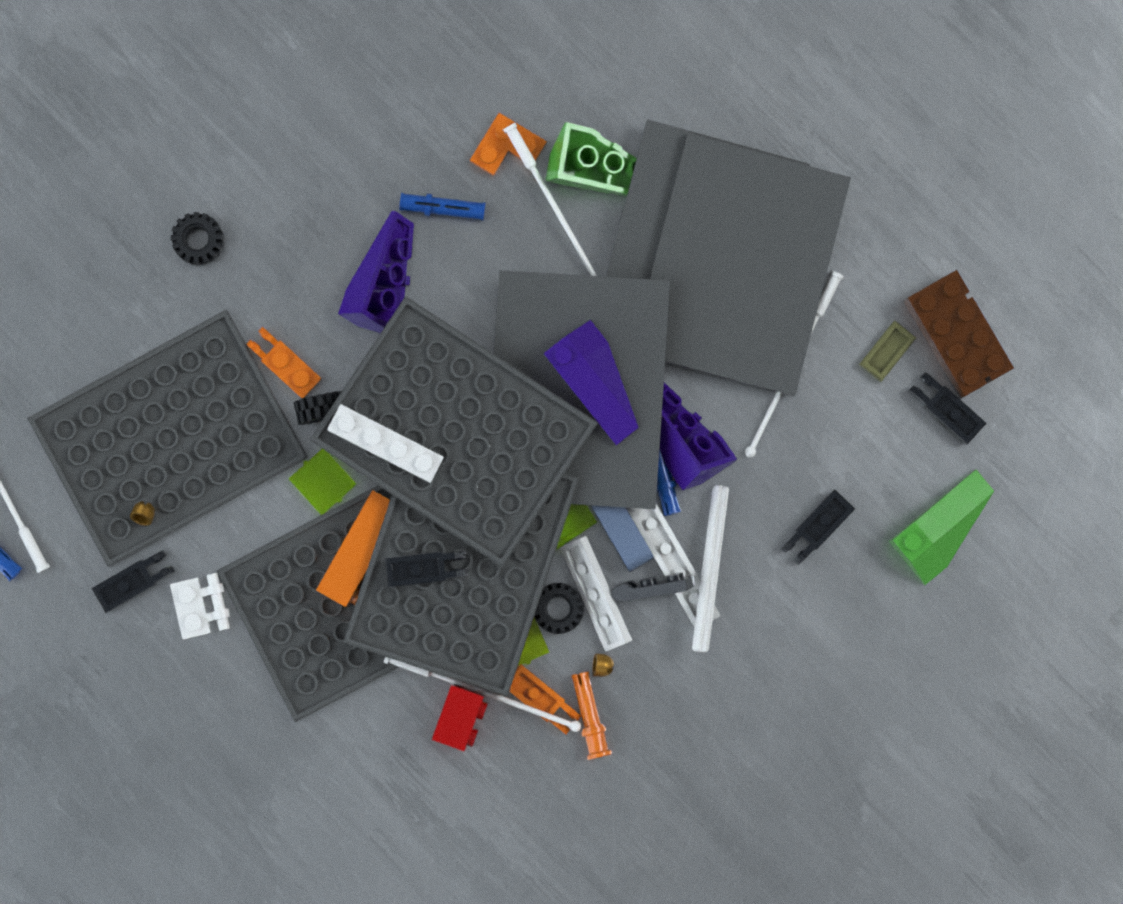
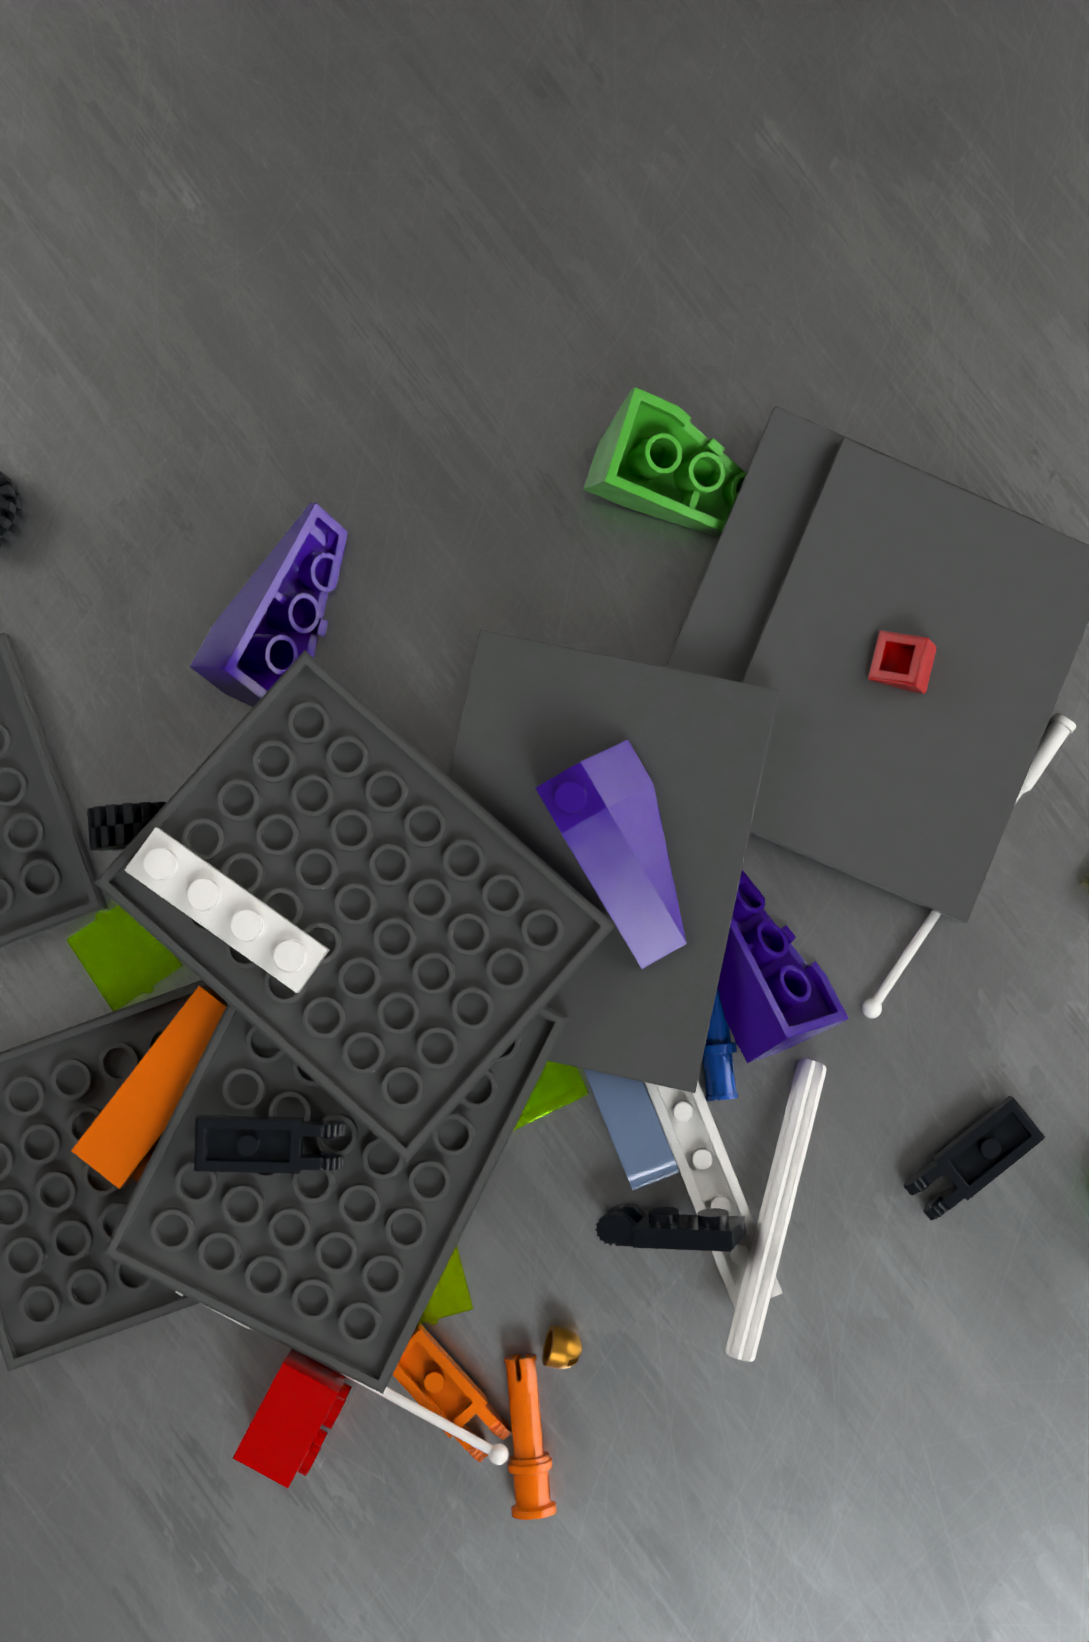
camera: 15 degrees right, 0 degrees up
(286, 365) = (92, 742): orange hinge -> none
(408, 201) = (343, 494): blue pin -> none
(497, 145) = (524, 408): orange plate -> none
(530, 163) = (562, 455): white piece -> none
(571, 620) = (517, 1262): black tyre -> none
(595, 593) = (568, 1222): white plate -> none
(738, 254) = (902, 661): none -> red slope

